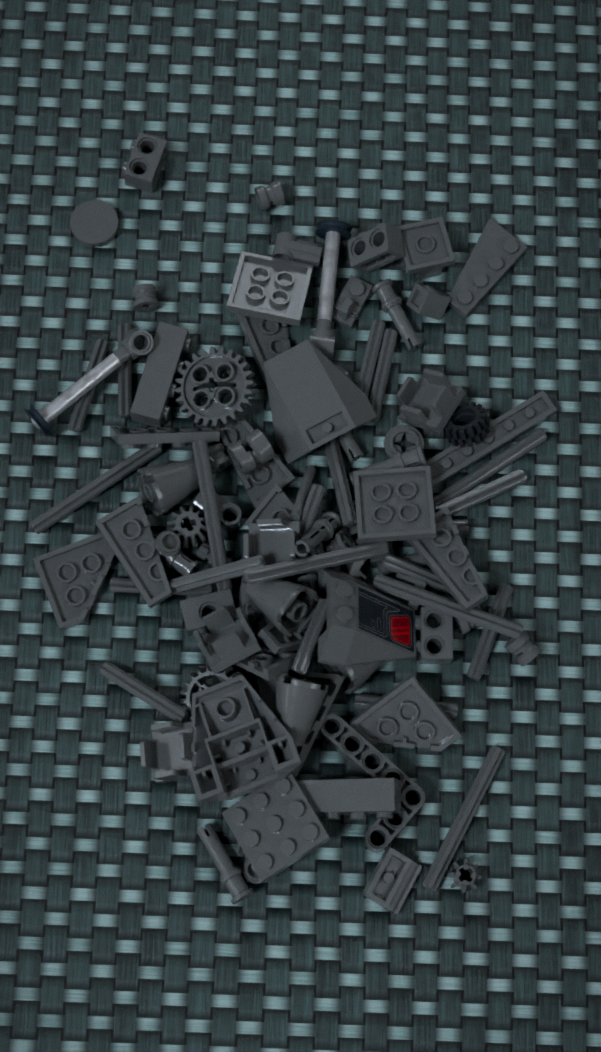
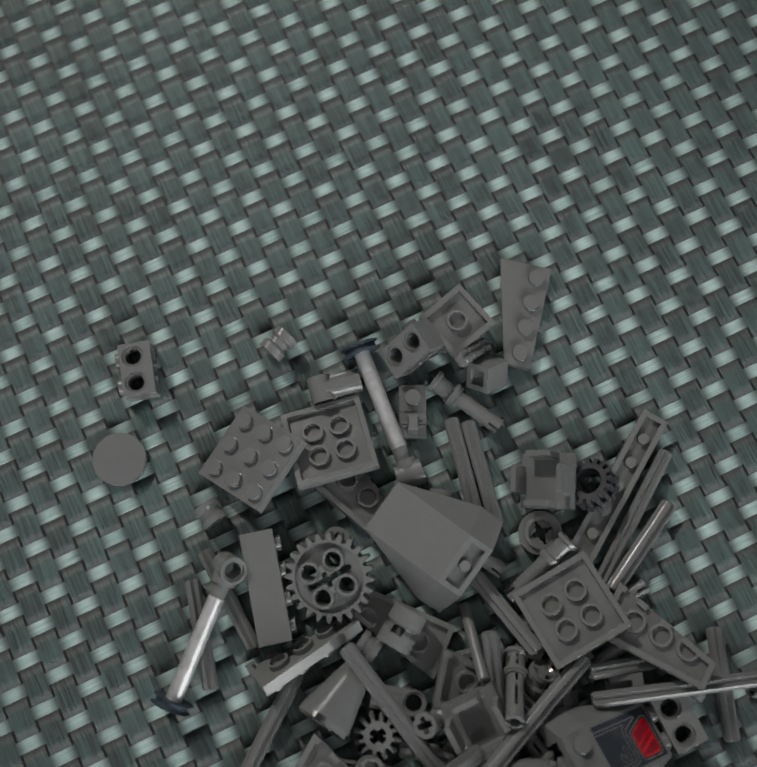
camera: 20 degrees left, 5 degrees up
(201, 271) = (252, 458): none -> dark grey plate
(233, 531) = (423, 726): none -> dark grey bush
(424, 277) = (472, 352): none -> dark grey axle

